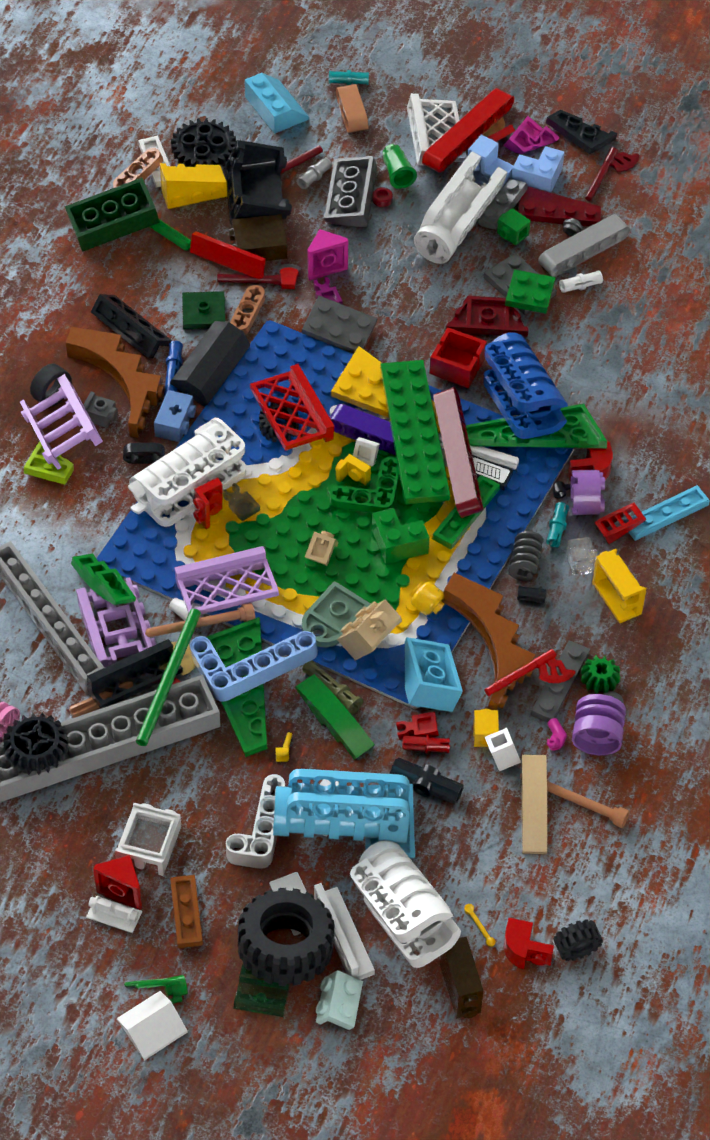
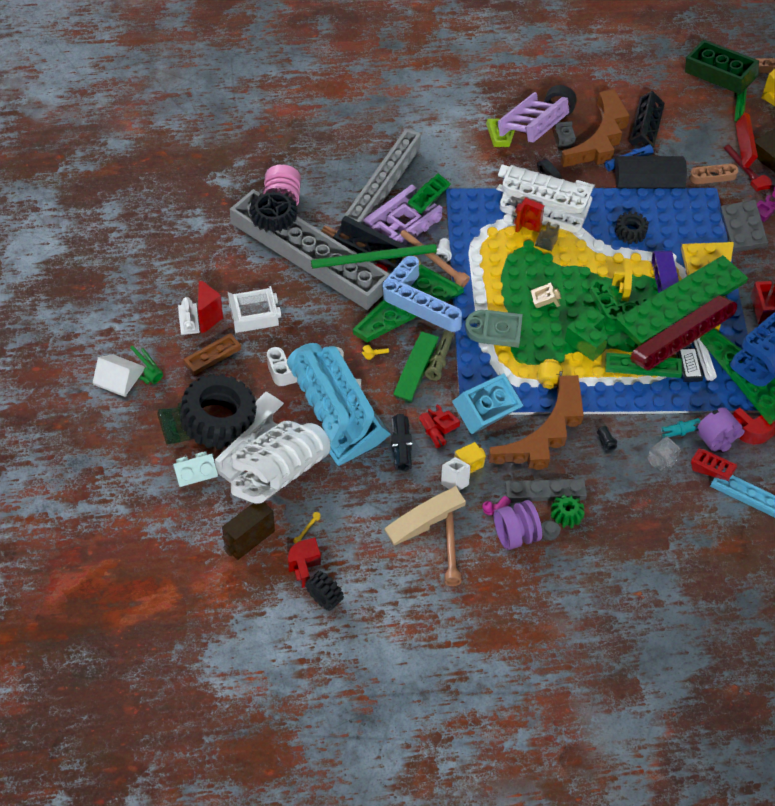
camera: 60 degrees right, 0 degrees up
(174, 416) = (592, 172): medium blue brick -> none
(202, 309) = (694, 151): dark green plate -> none
(222, 568) = (483, 249): lavender fence -> none
(310, 405) = (655, 233): red fence -> none
(366, 451) = (646, 285): white tile -> none
(369, 628) = (492, 347): tan hinge -> none
(525, 555) = (635, 417): dark grey piece -> none
(540, 663) = (542, 462): red piece -> none
(618, 586) = (651, 485): yellow window -> none

